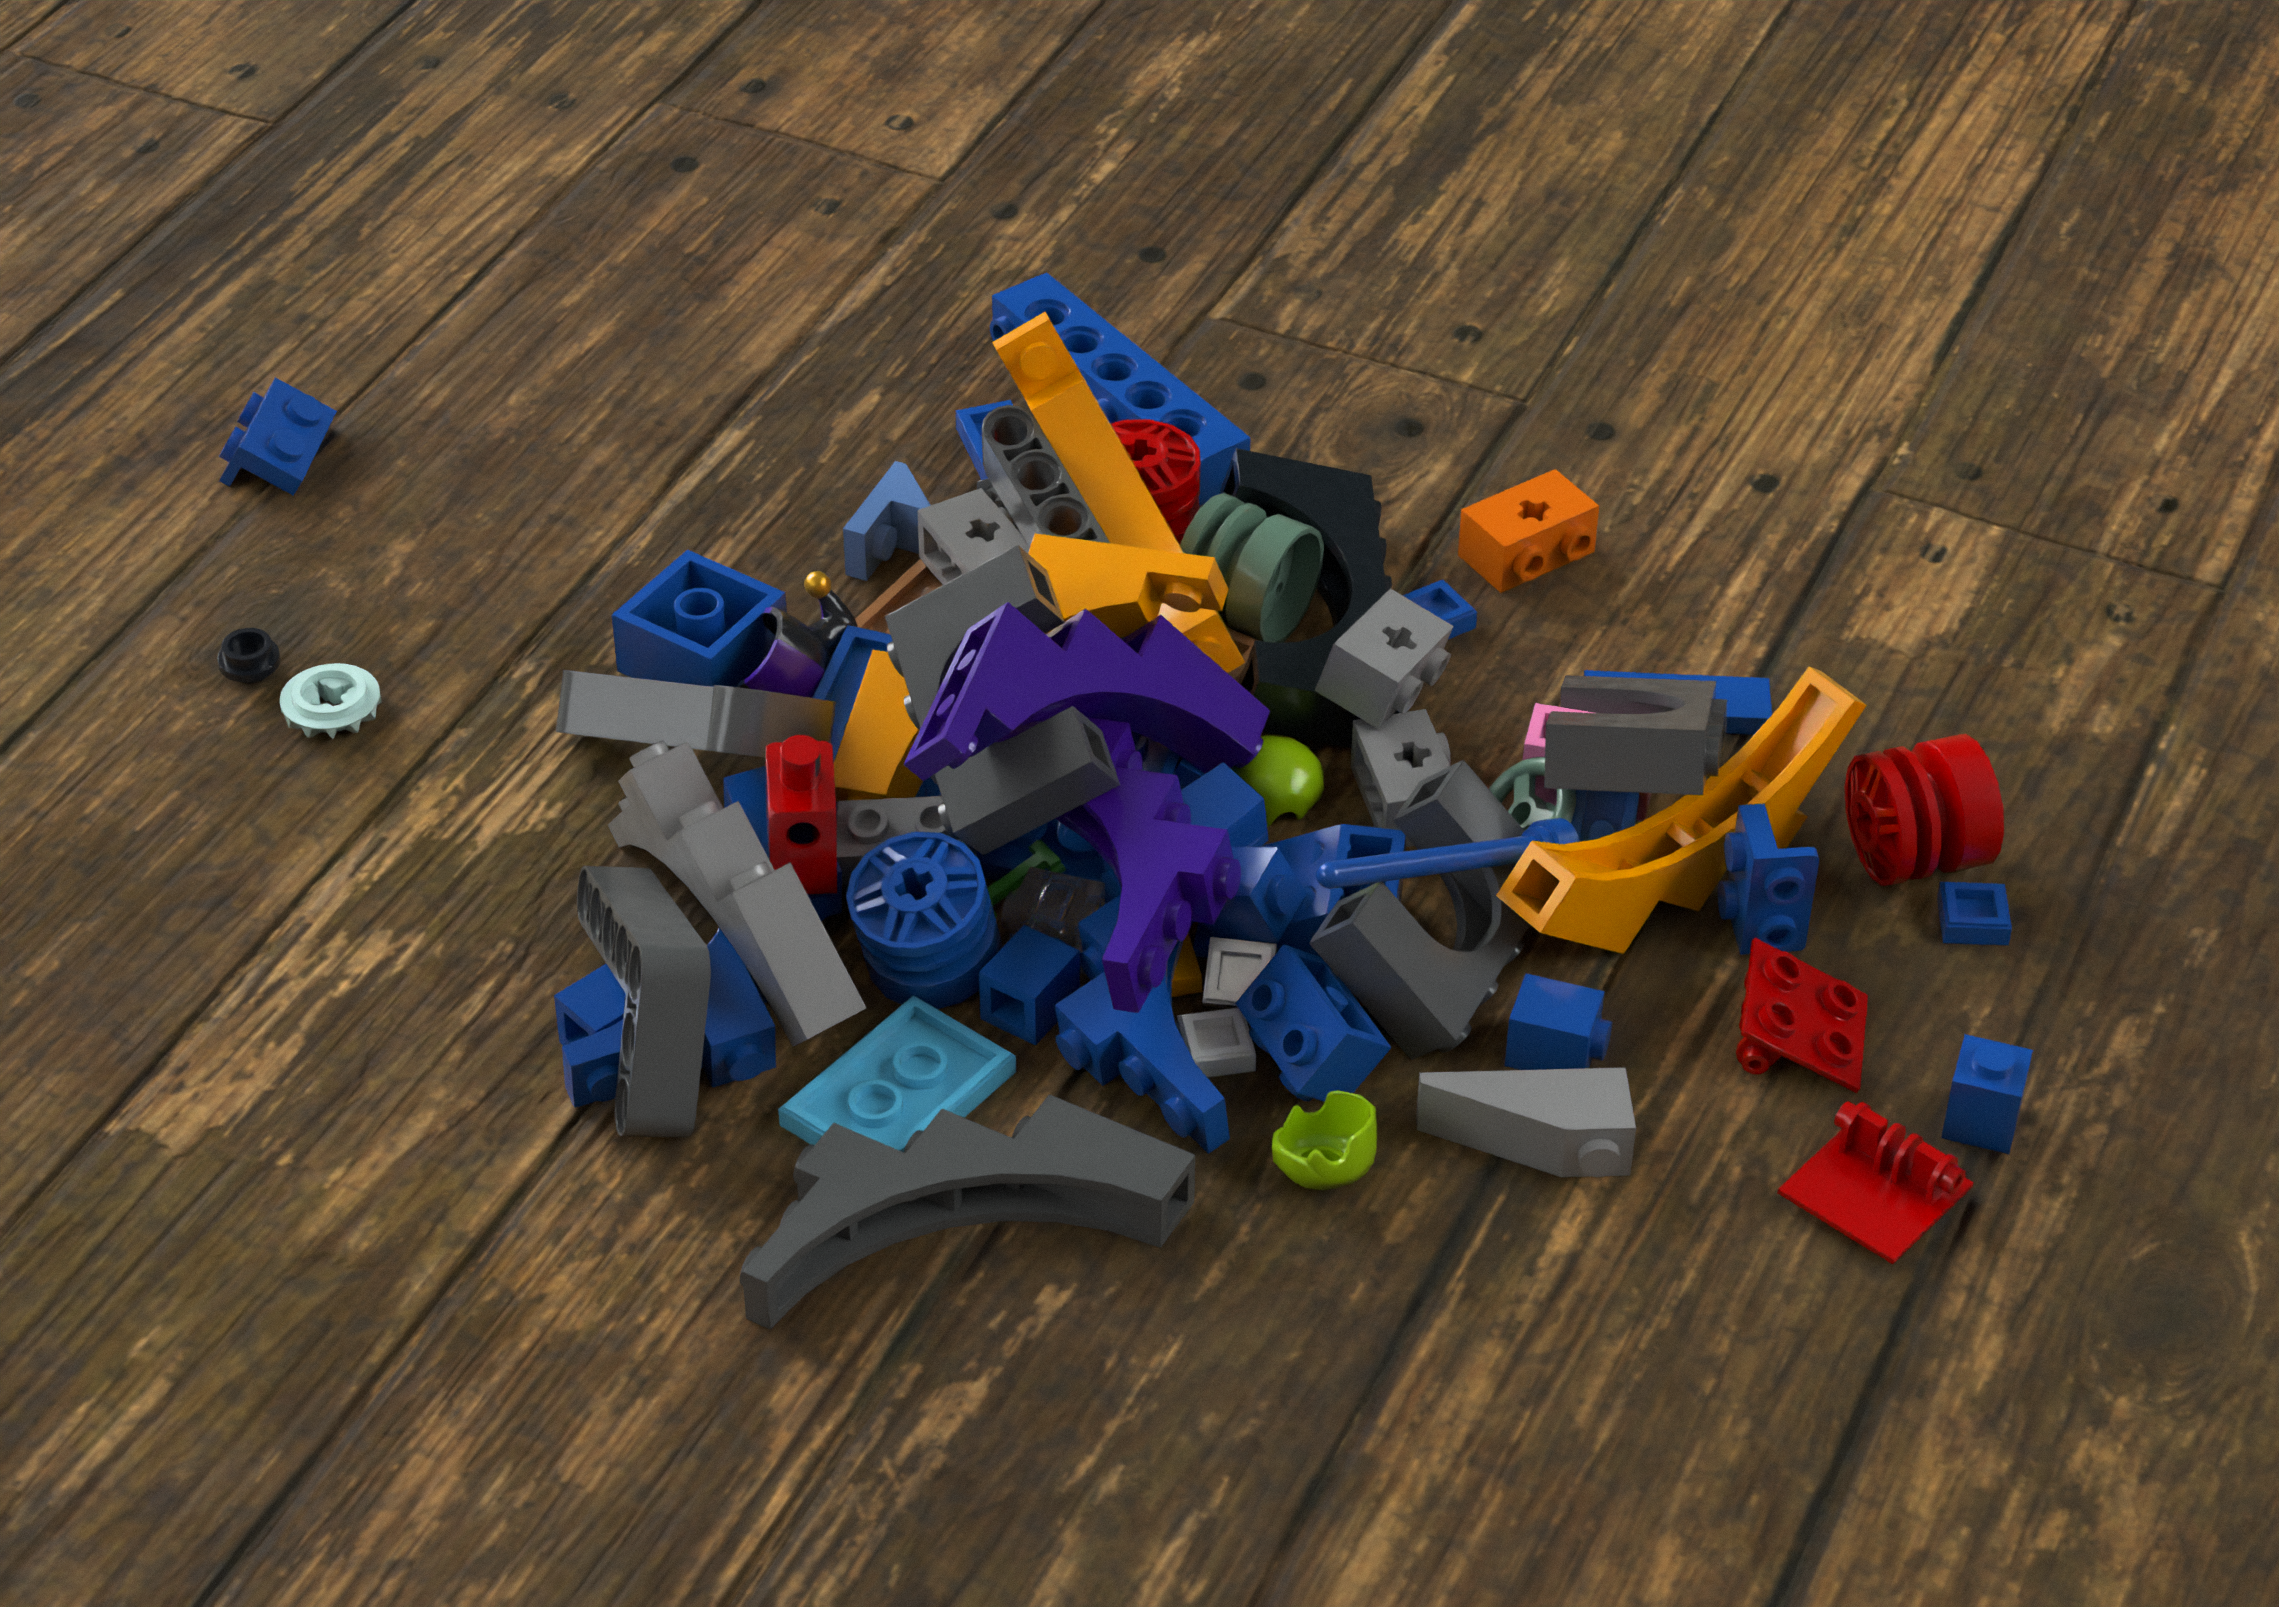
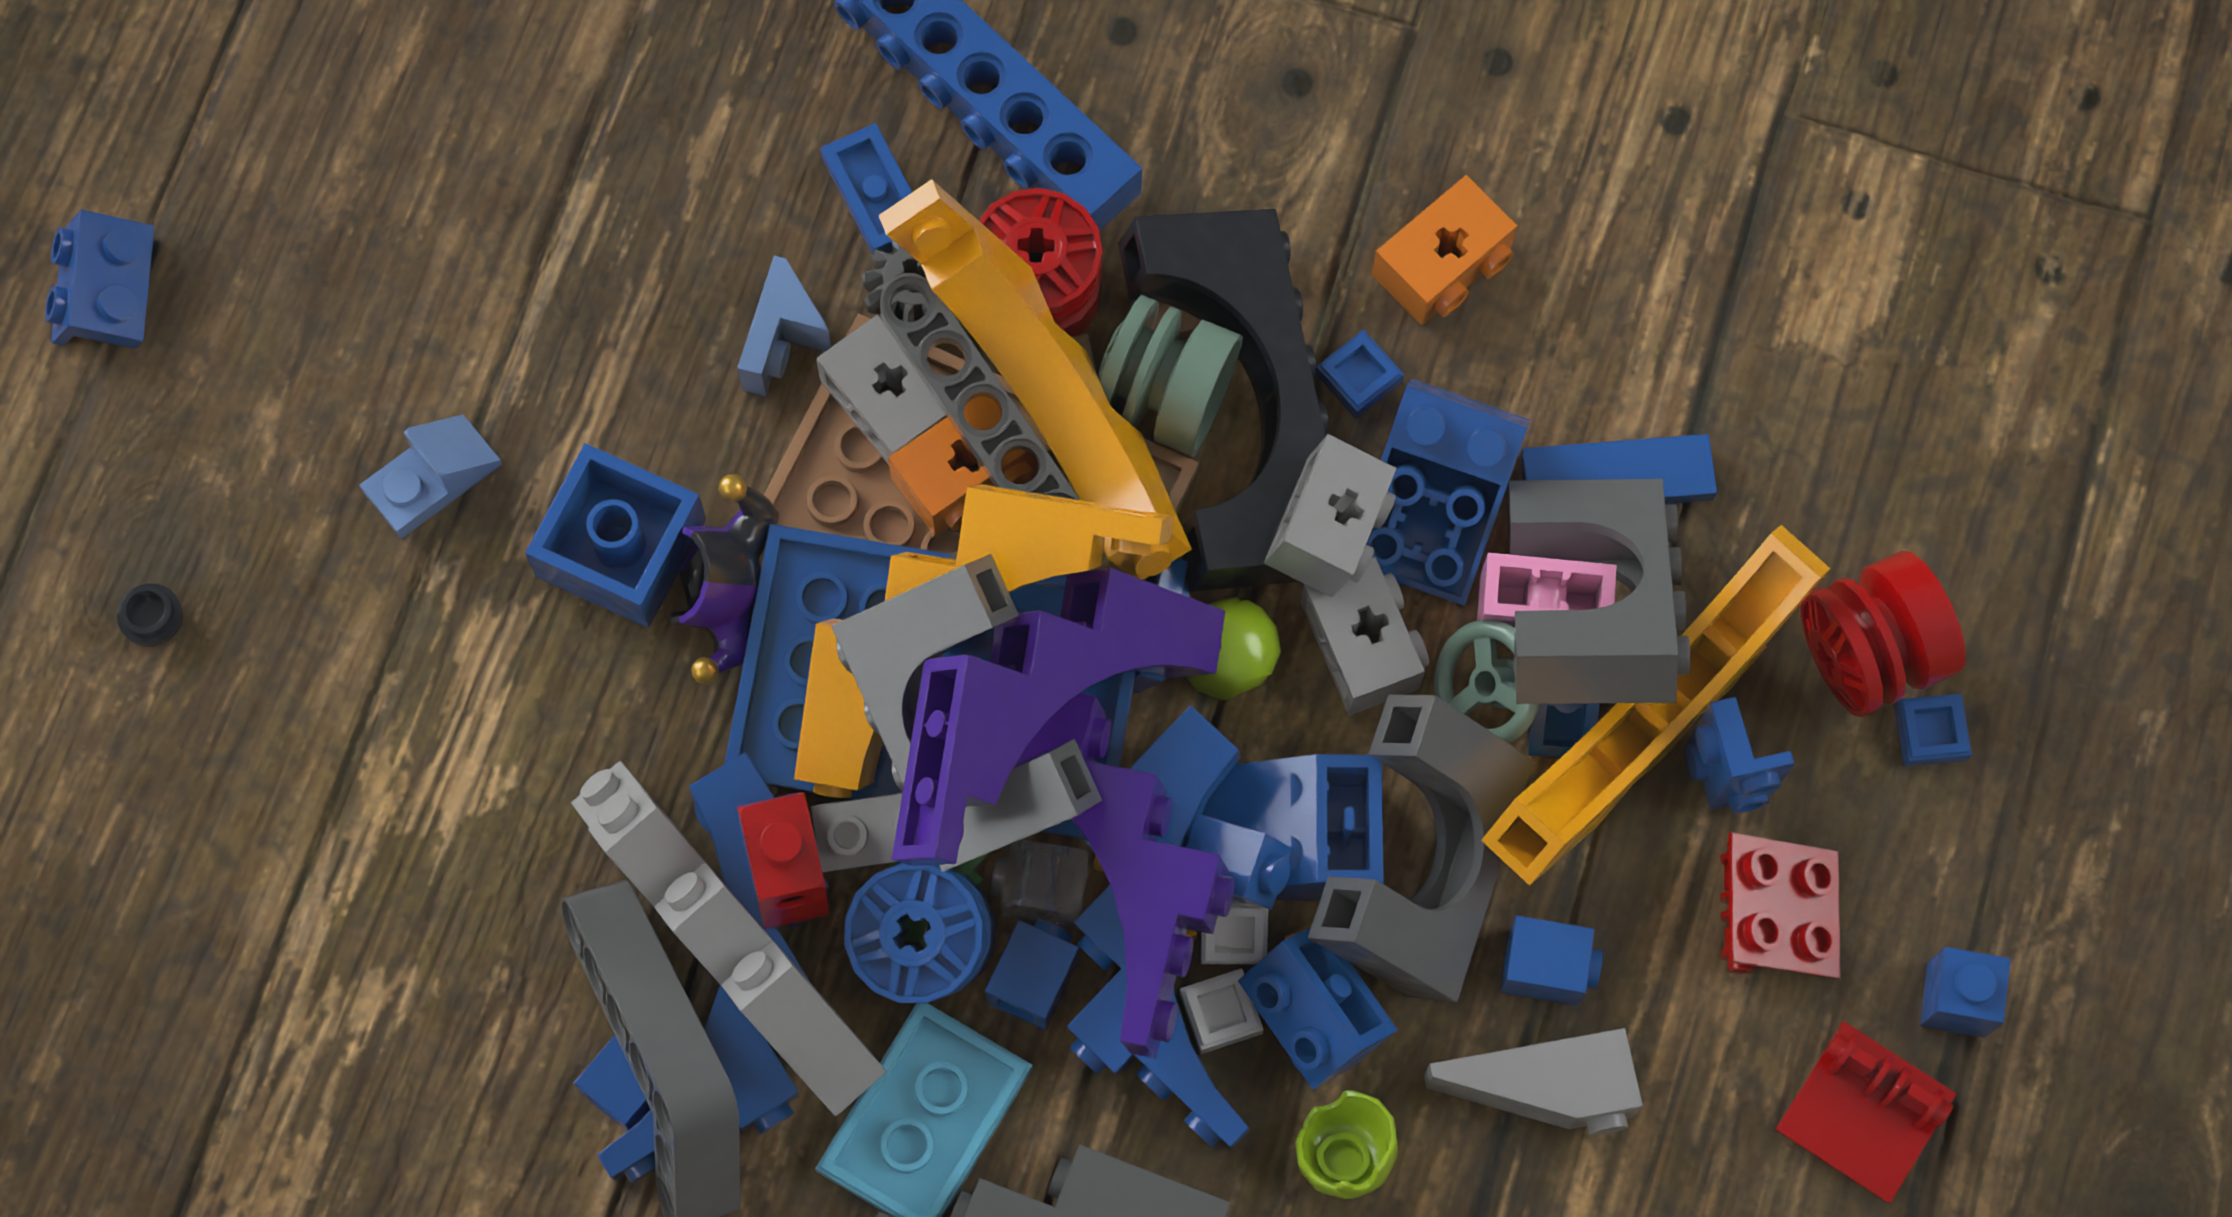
camera: 10 degrees left, 30 degrees up
(334, 683) = (250, 636): light aqua gear -> none
(547, 590) = (435, 470): none -> medium blue slope
(705, 716) = (719, 701): beam -> none
(1442, 859) = (1519, 761): blue piece -> none
(1500, 665) = (1447, 487): none -> blue slope

